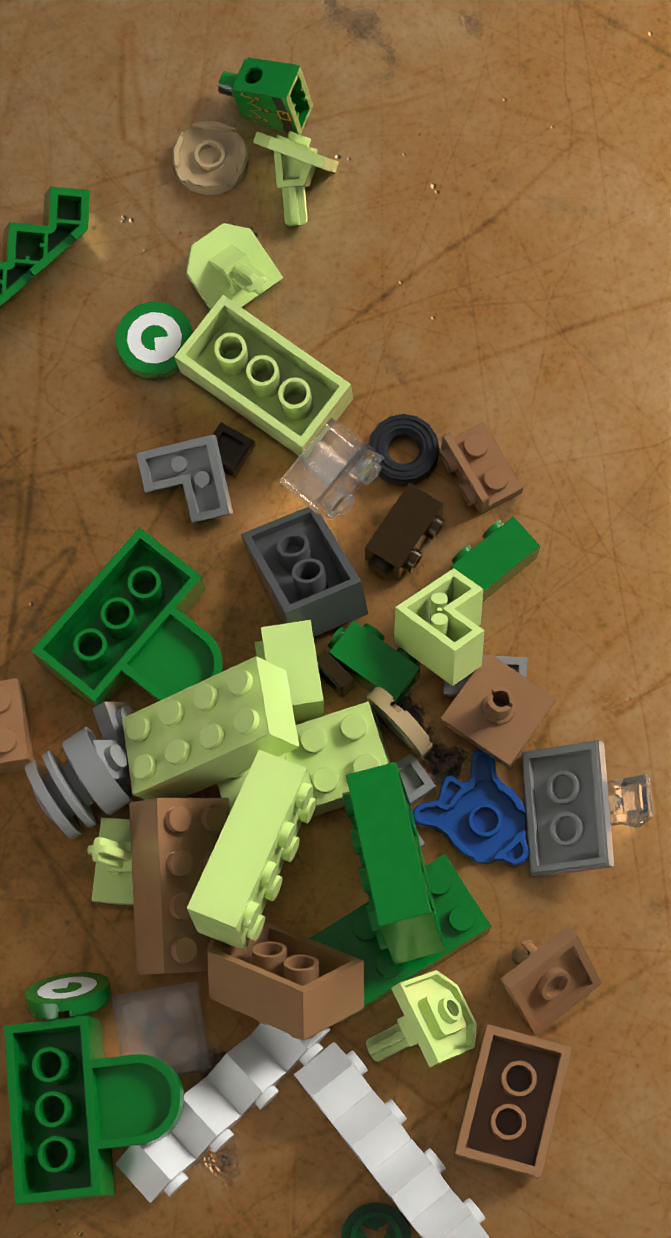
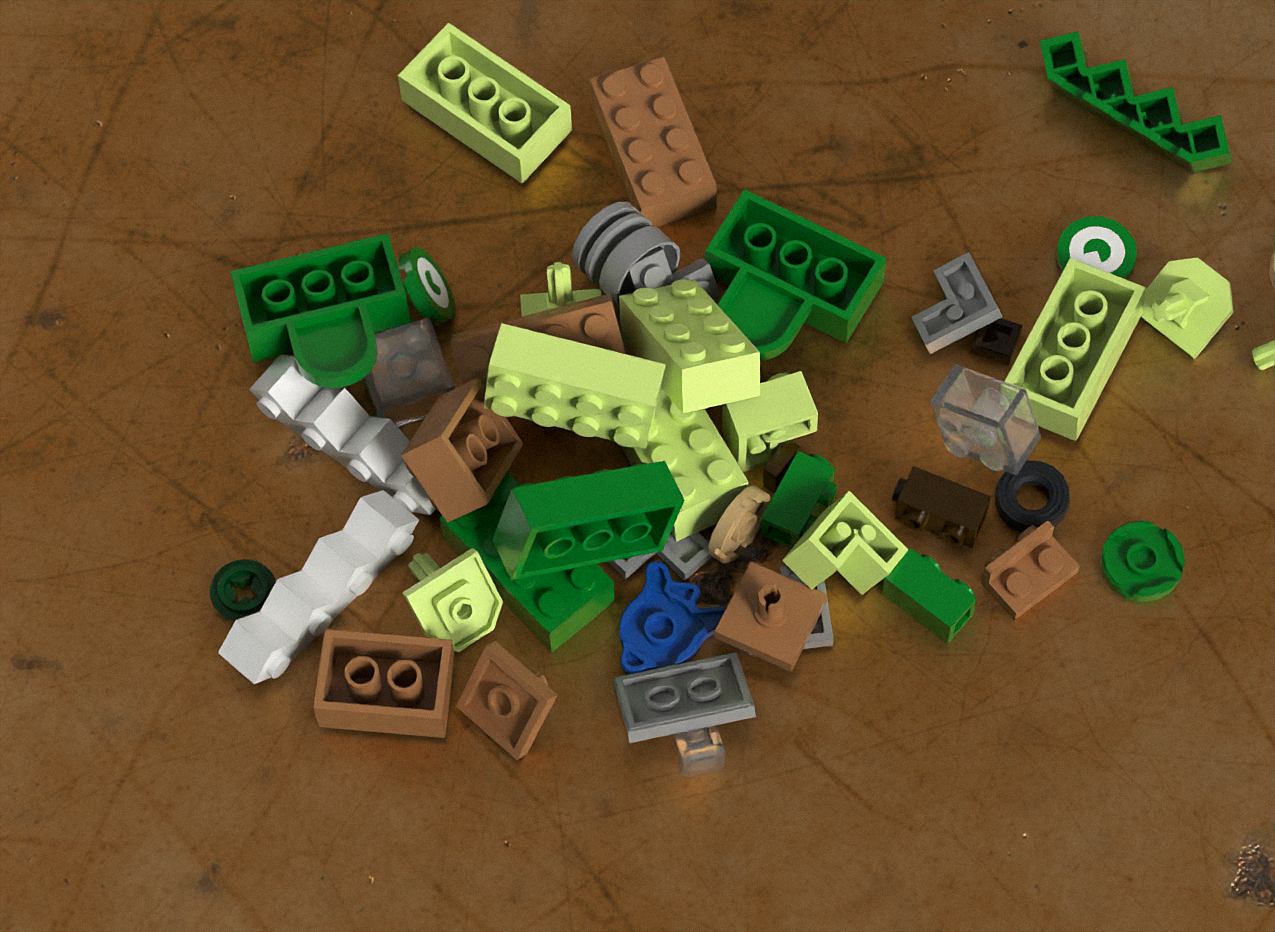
camera: 80 degrees right, 10 degrees down
(306, 571) = (876, 424): dark grey slope -> none
(484, 367) = (1142, 561): none -> green tile

